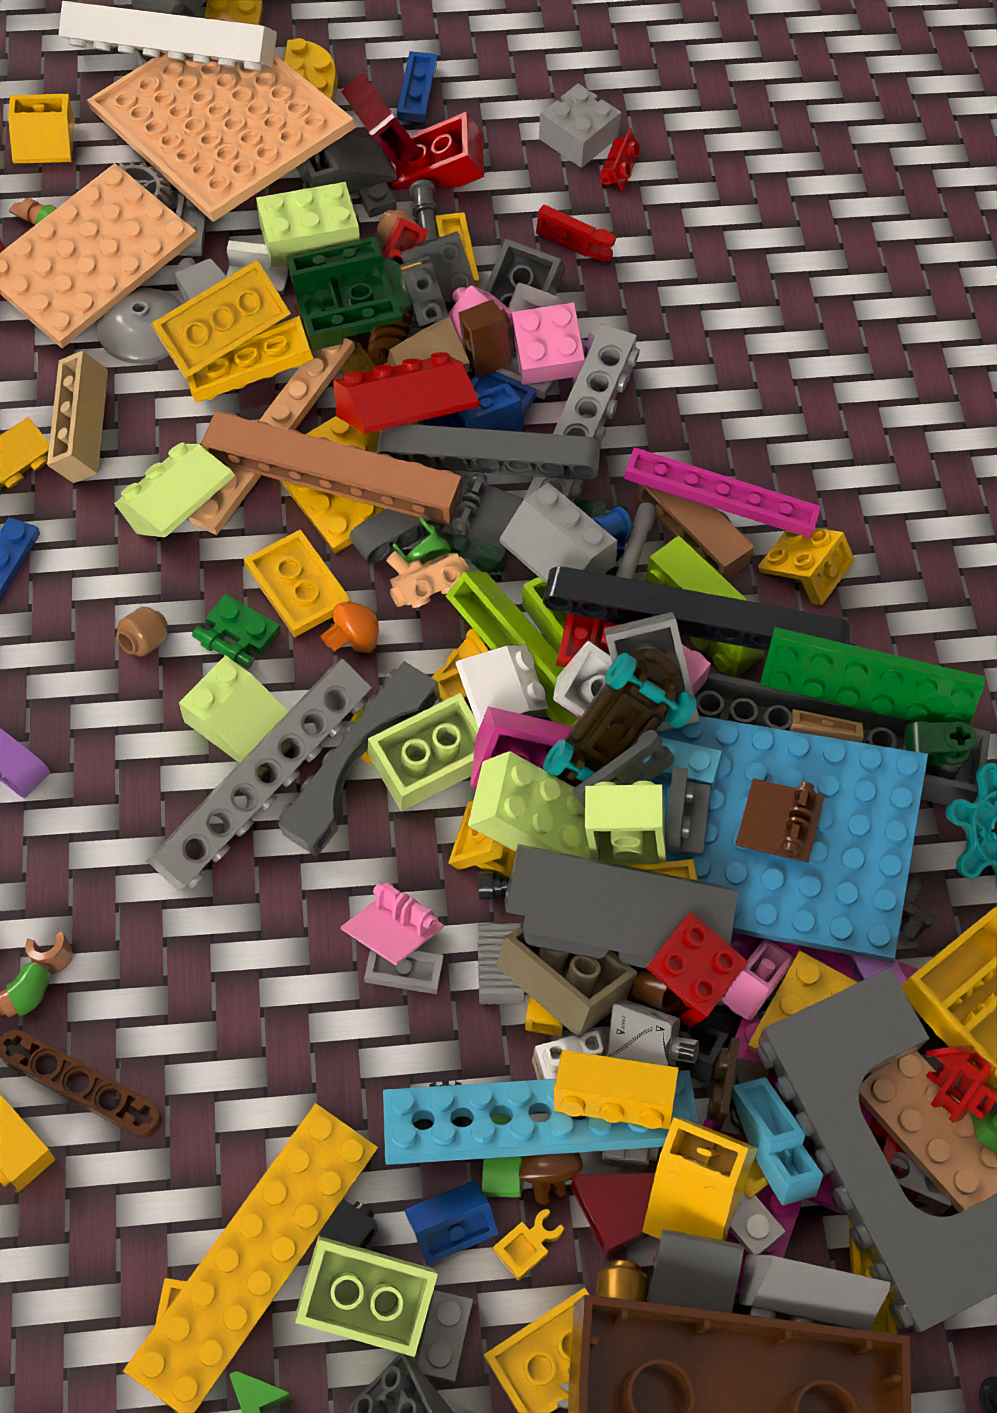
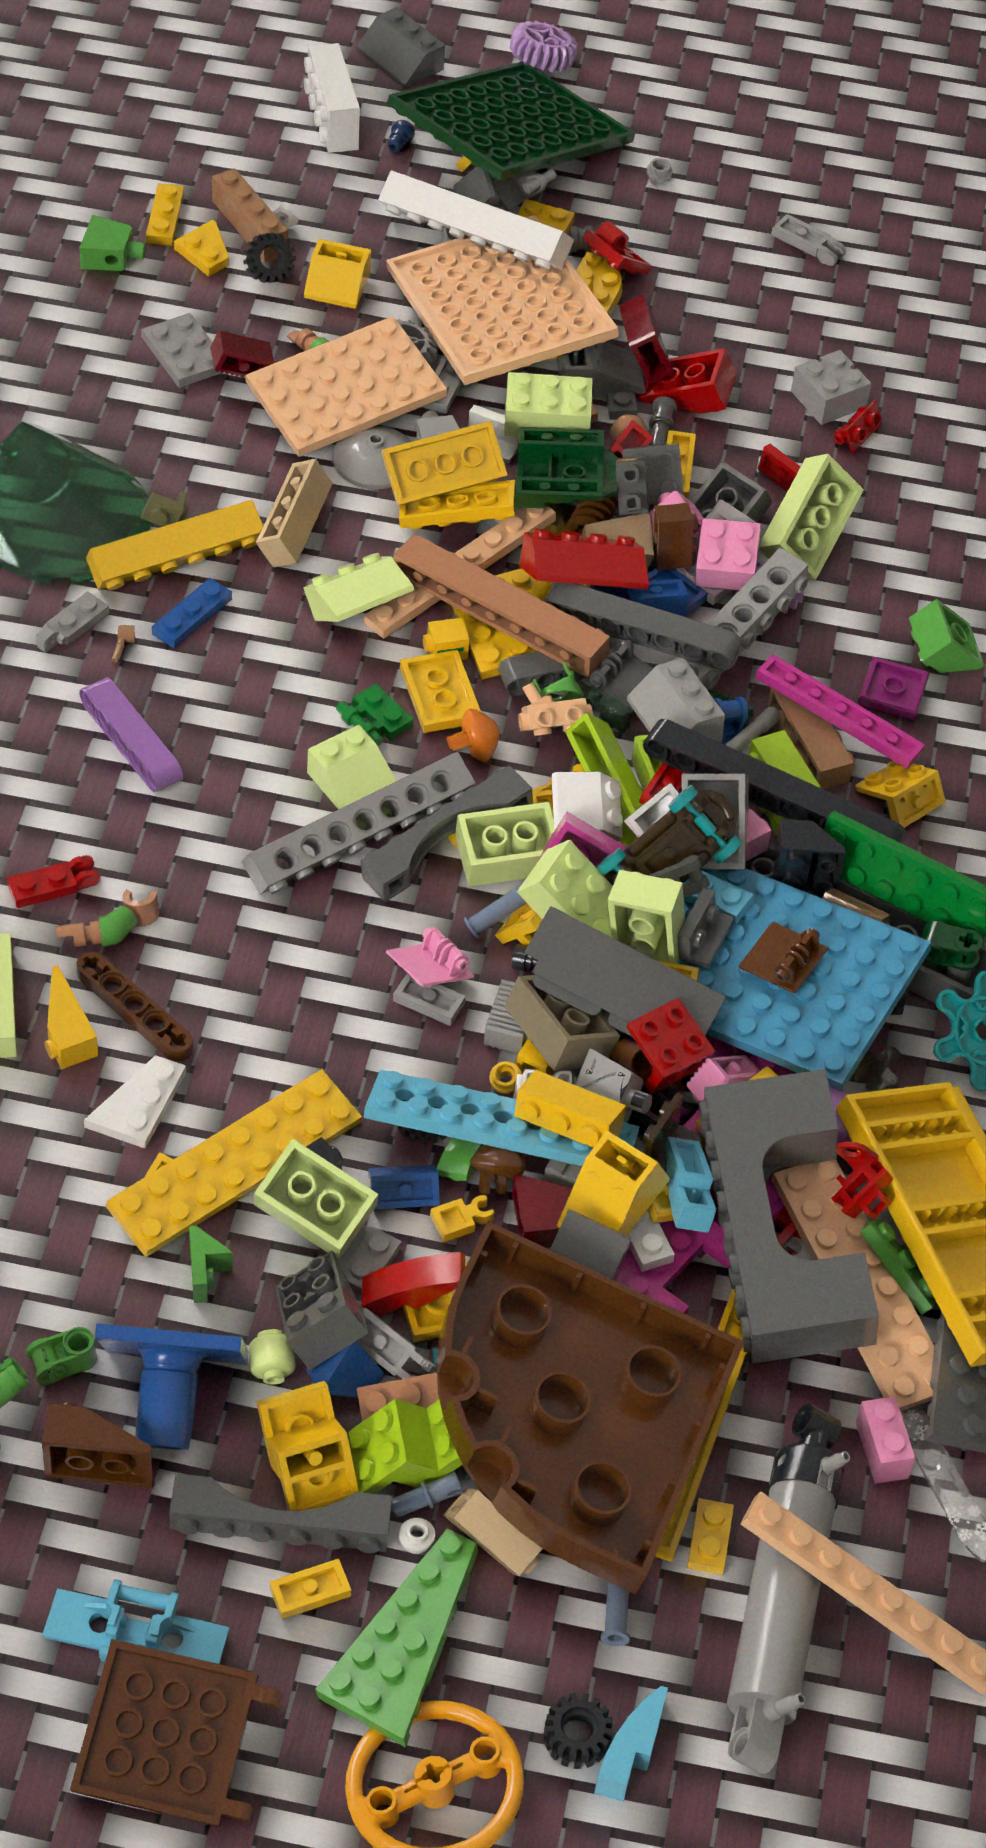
camera: 15 degrees right, 10 degrees down
(122, 1211) = (139, 1103): none -> white wing
(142, 631) = (294, 692): medium nougat head -> none
(280, 24) = (578, 234): none -> dark grey wheel
(285, 518) = (447, 636): none -> yellow brick
(311, 25) = (612, 244): none -> red plate
(417, 87) = (692, 319): blue plate -> none
(444, 838) = (494, 912): none -> sand blue pin
(506, 1039) = (500, 1070): none -> yellow plate
(509, 1367) = (411, 1282): none -> red slope
(613, 271) = (813, 513): none -> yellowish green slope
(758, 444) = (893, 688): none -> magenta plate
(758, 686) = (807, 857): none -> black slope
(789, 375) = (945, 639): none -> bright green slope
(810, 1292) = (680, 1285): light grey slope -> none

